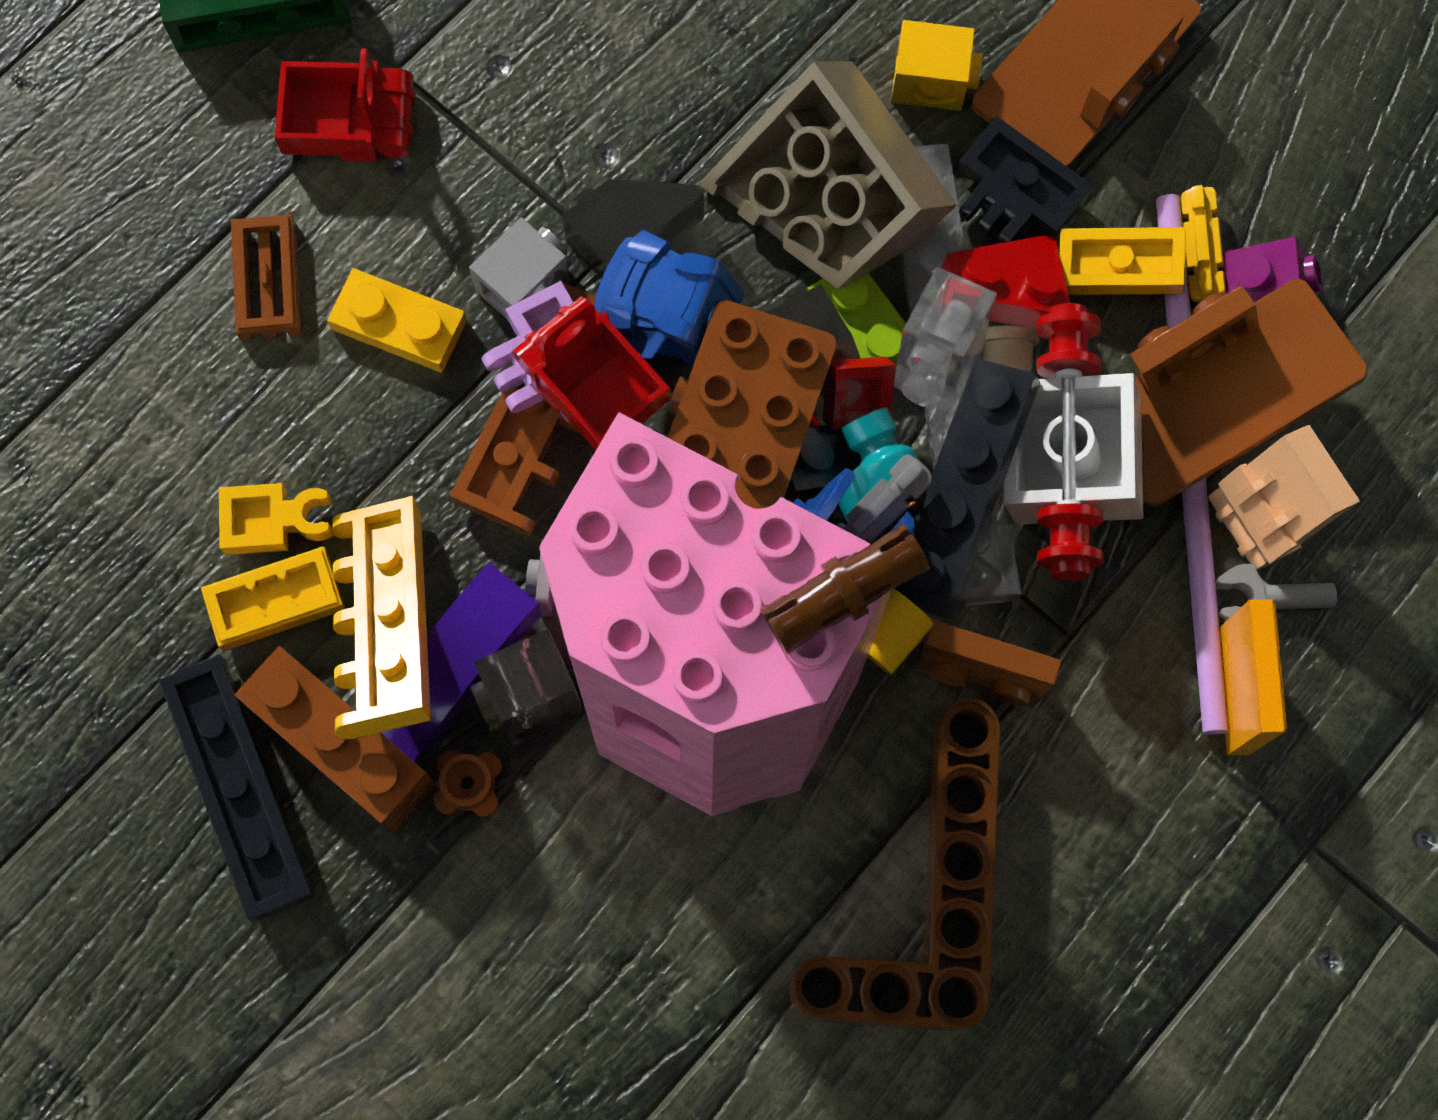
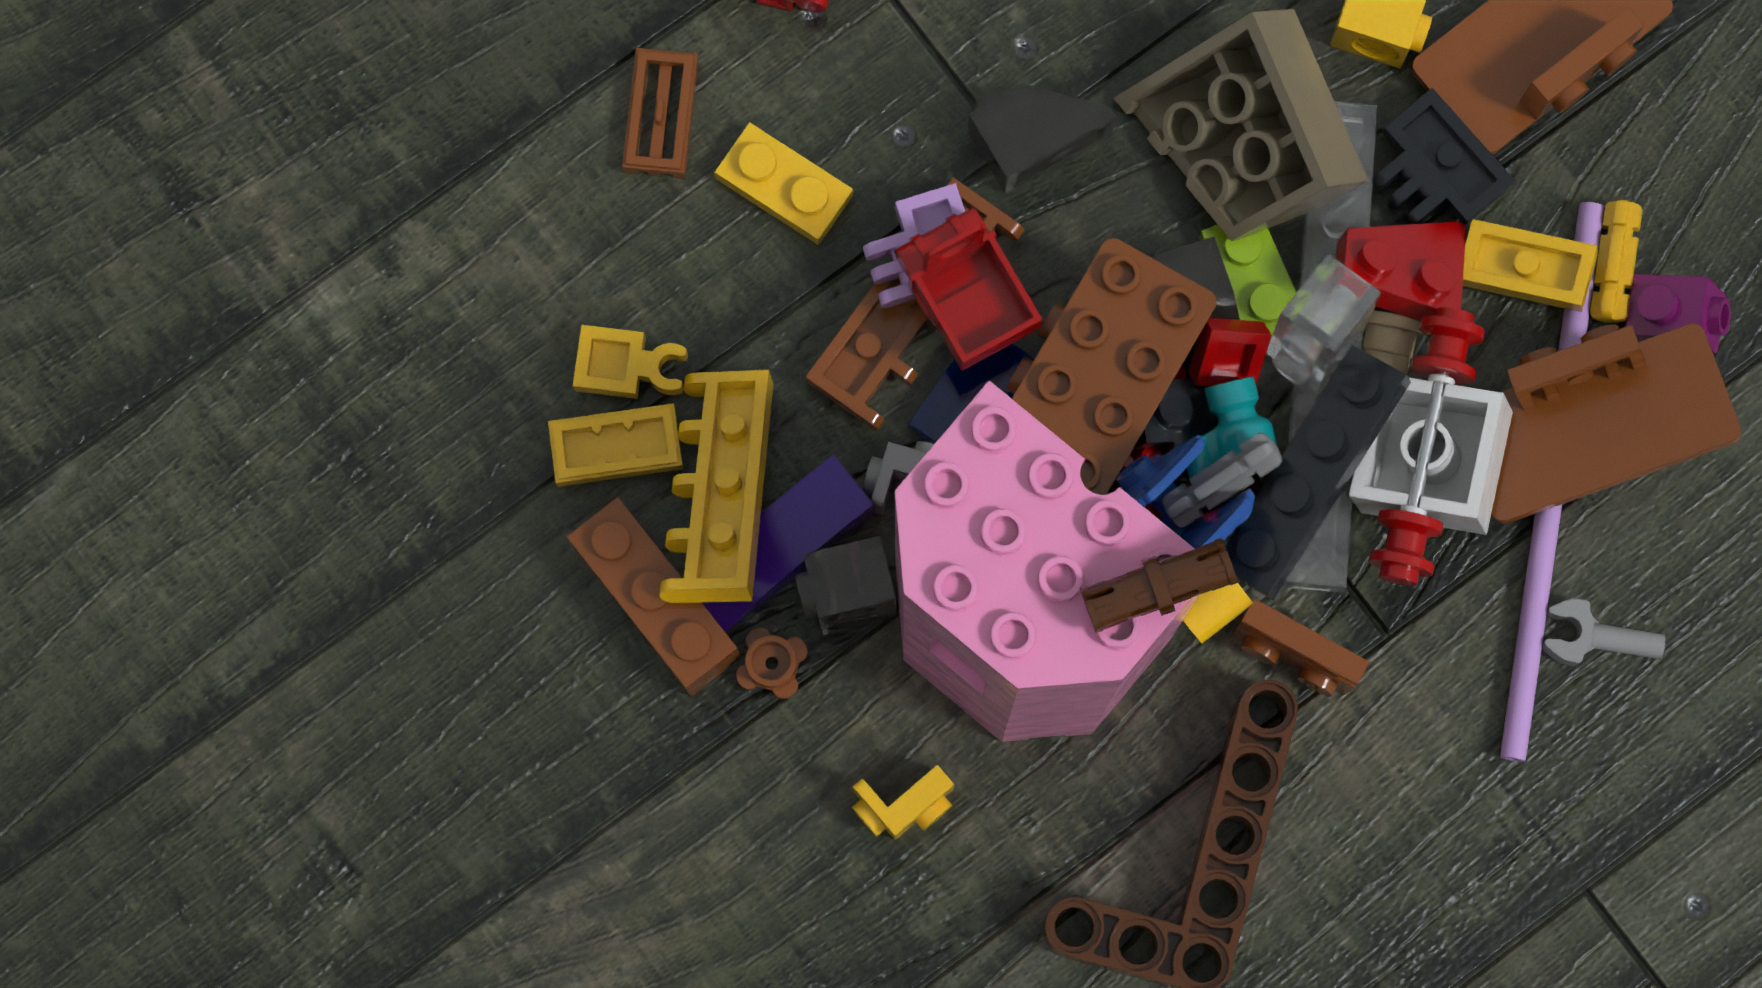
camera: 15 degrees right, 5 degrees up
(236, 788) = (550, 623): black plate -> none
(519, 266) = (918, 156): light grey brick -> none
(641, 895) = (920, 804): none -> yellow bracket
(663, 297) = (1052, 220): blue piece -> none
(1252, 677) = (1555, 715): light orange tile -> none
(1282, 497) = (1627, 543): light nougat piece -> none

